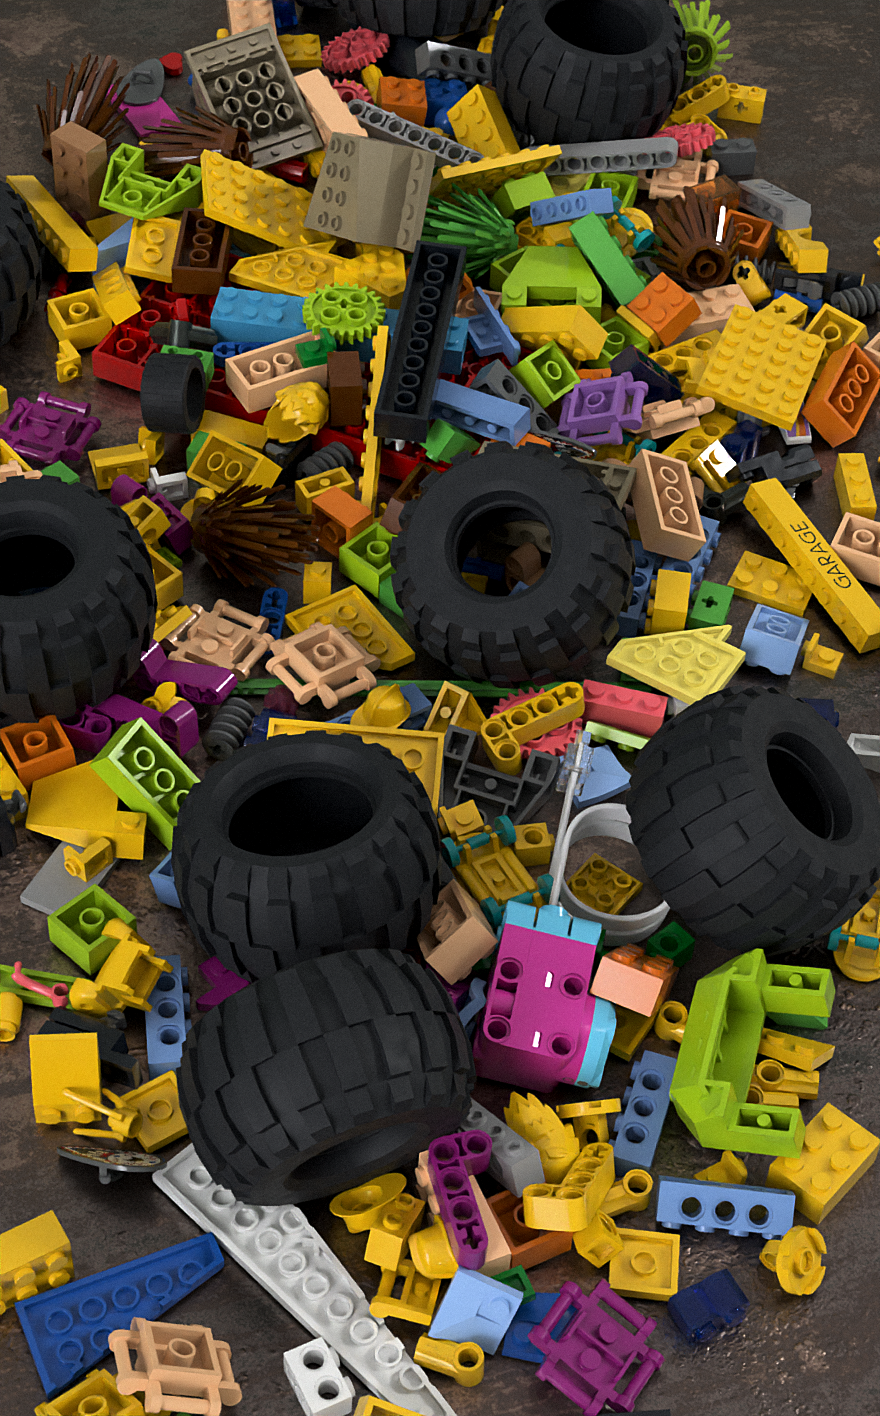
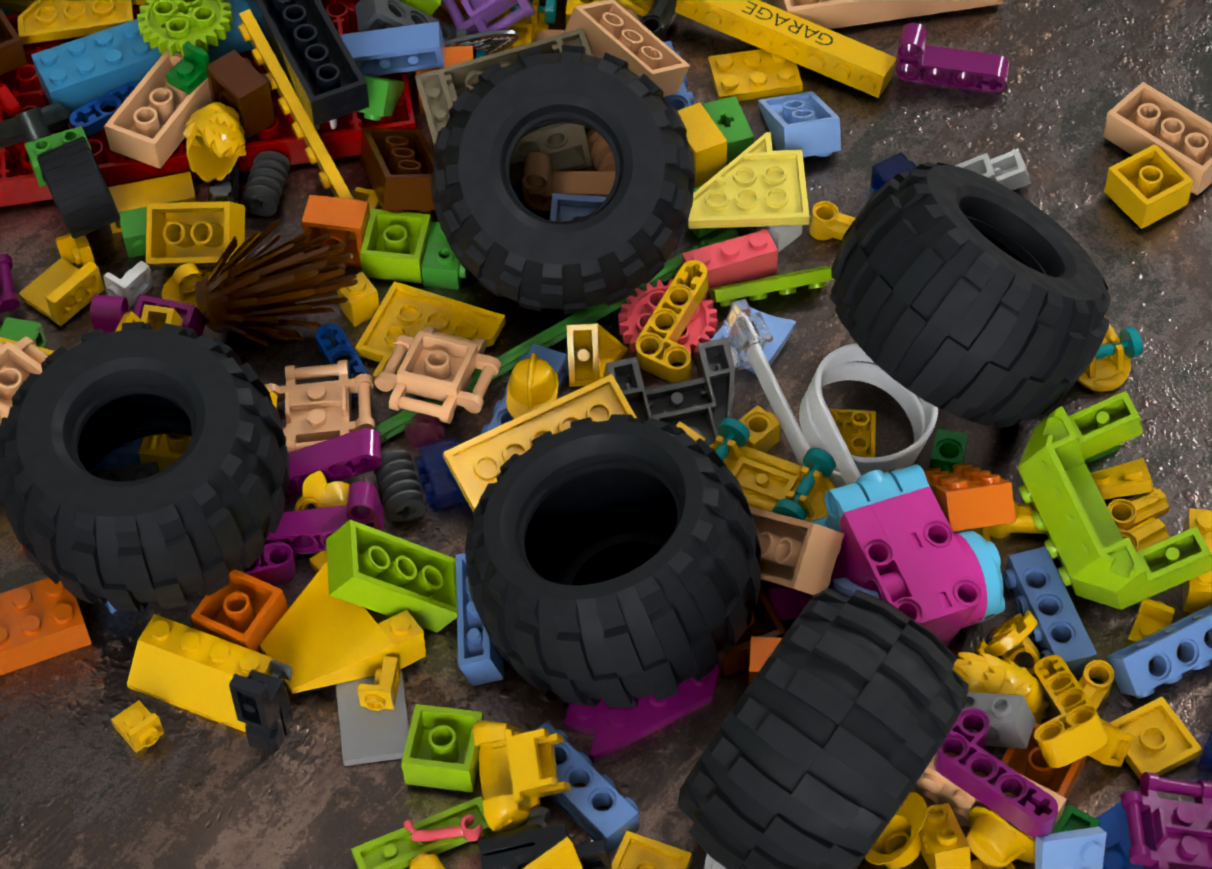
camera: 30 degrees left, 5 degrees up
(313, 486) = (289, 206): yellow brick -> none
(820, 658) = (854, 120): yellow bracket -> none

